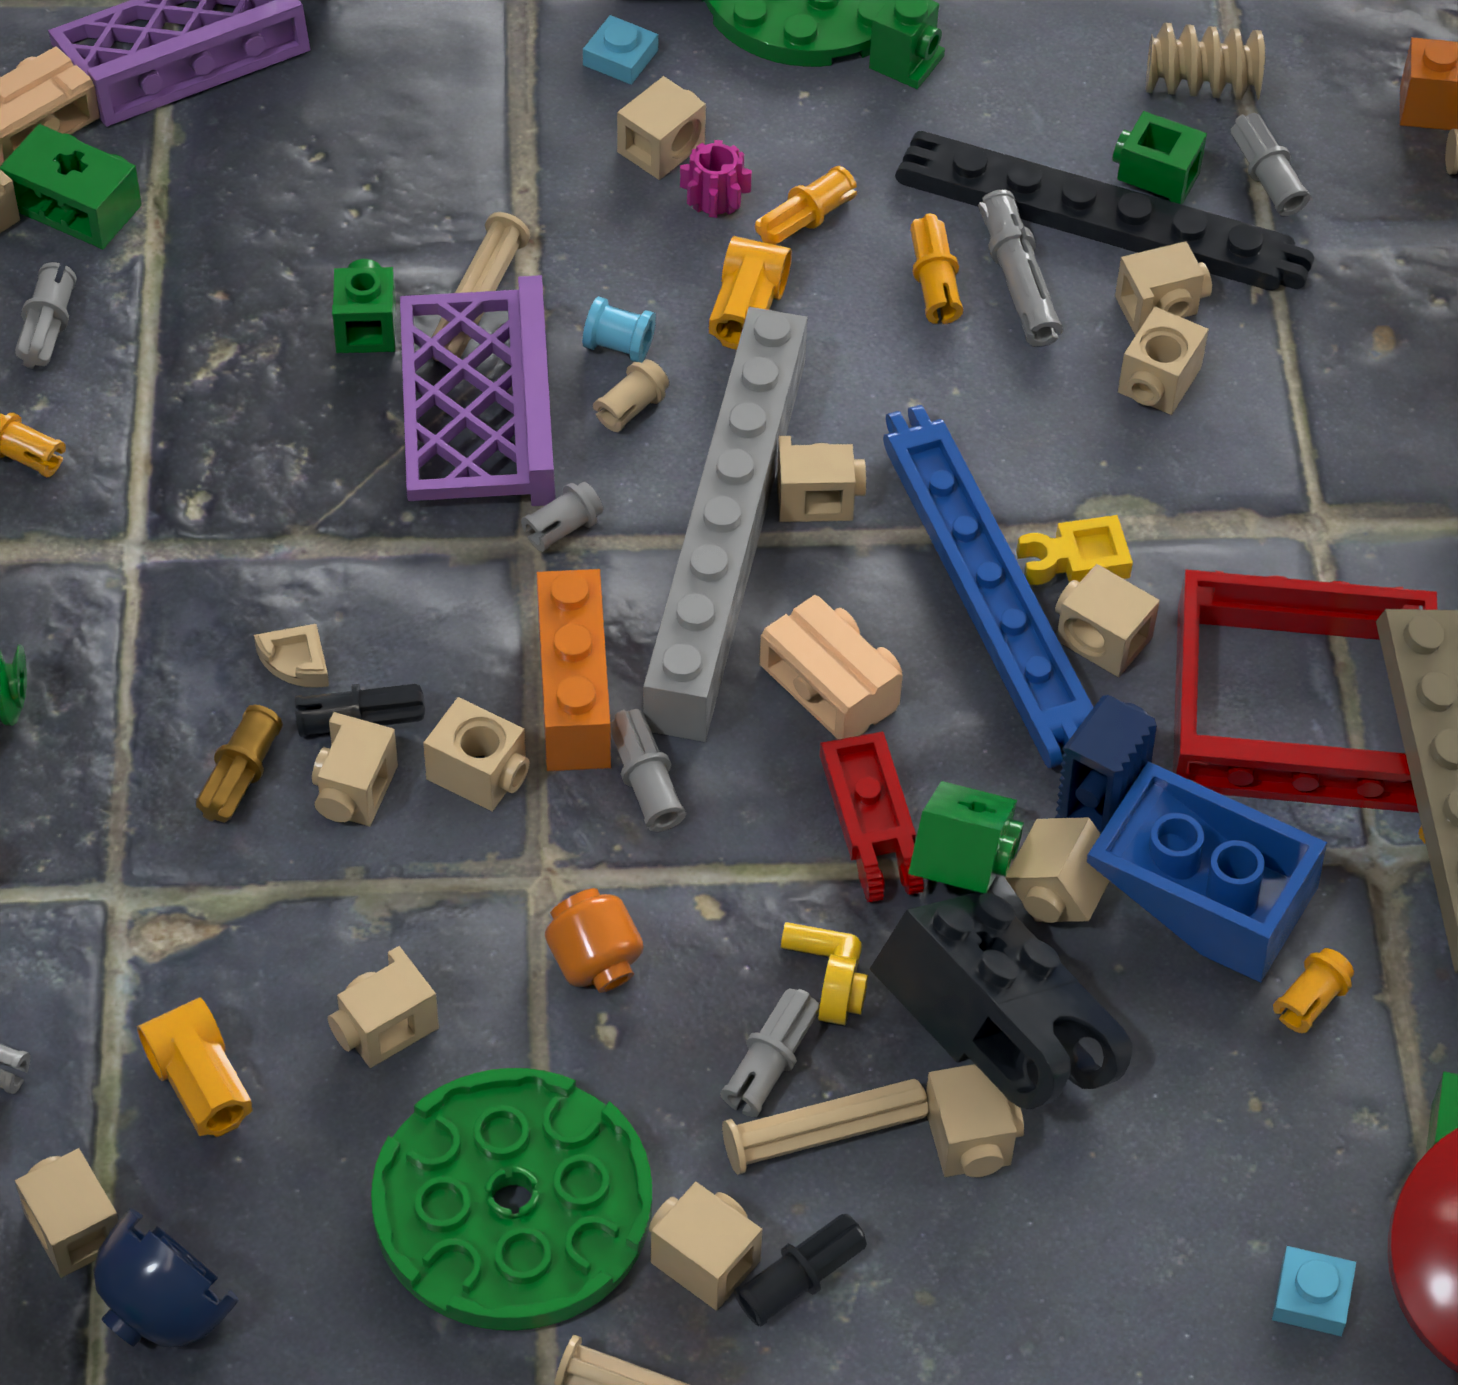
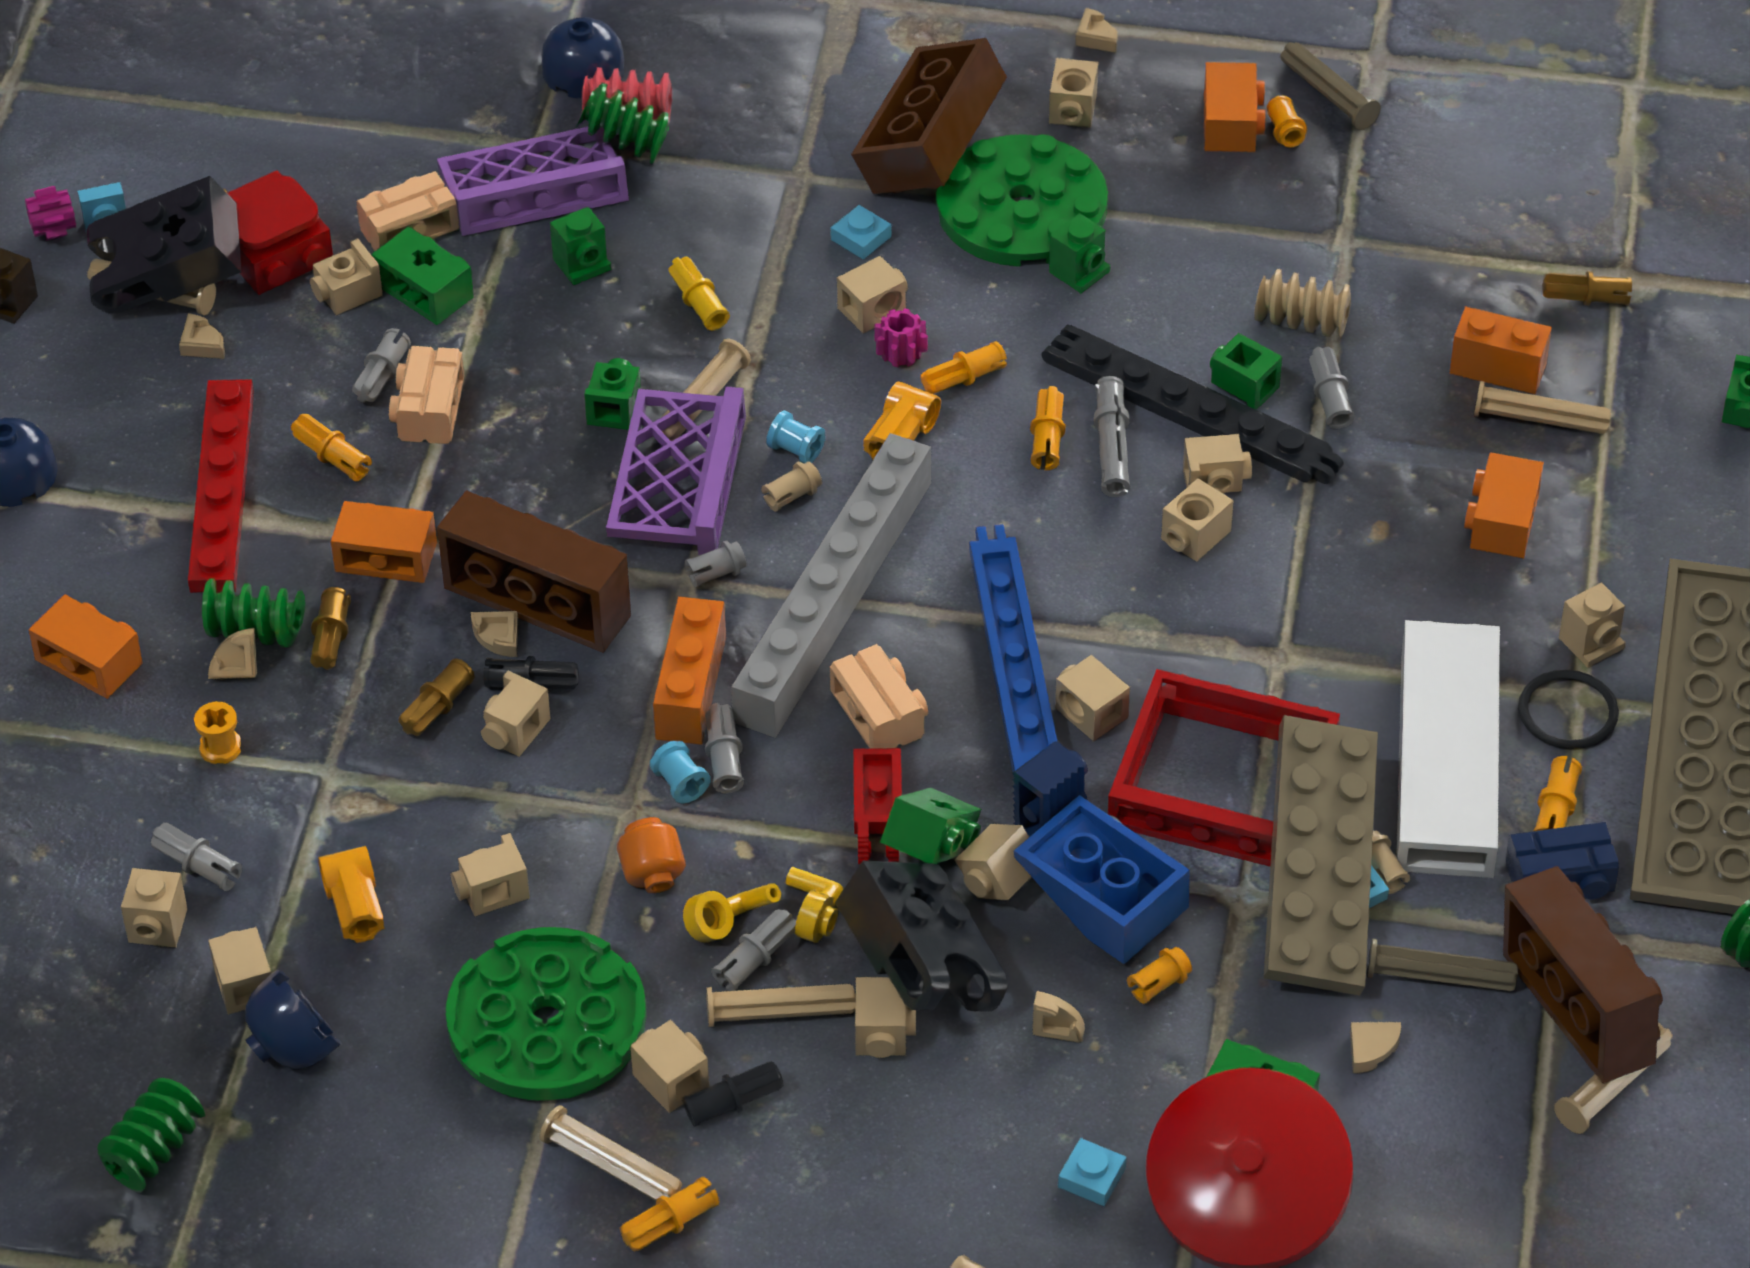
camera: 15 degrees right, 5 degrees down
(67, 688) = (329, 627): none -> pearl gold axle
(111, 556) = (384, 541): none -> orange brick
(119, 345) = (428, 394): none -> light nougat brick
(268, 117) = (579, 245): none -> green brick
(331, 565) = (535, 569): none -> reddish brown brick
(438, 158) = (699, 293): none -> yellow axle
(474, 732) = (604, 717): tan brick -> none
(598, 813) = (680, 772): none -> medium azure bush
(698, 1010) = (711, 915): none -> yellow plate
(818, 481) = (909, 567): tan brick -> none
(1076, 550) = (1100, 640): yellow plate -> none
(1200, 1078) = (1056, 1019): none -> tan tile

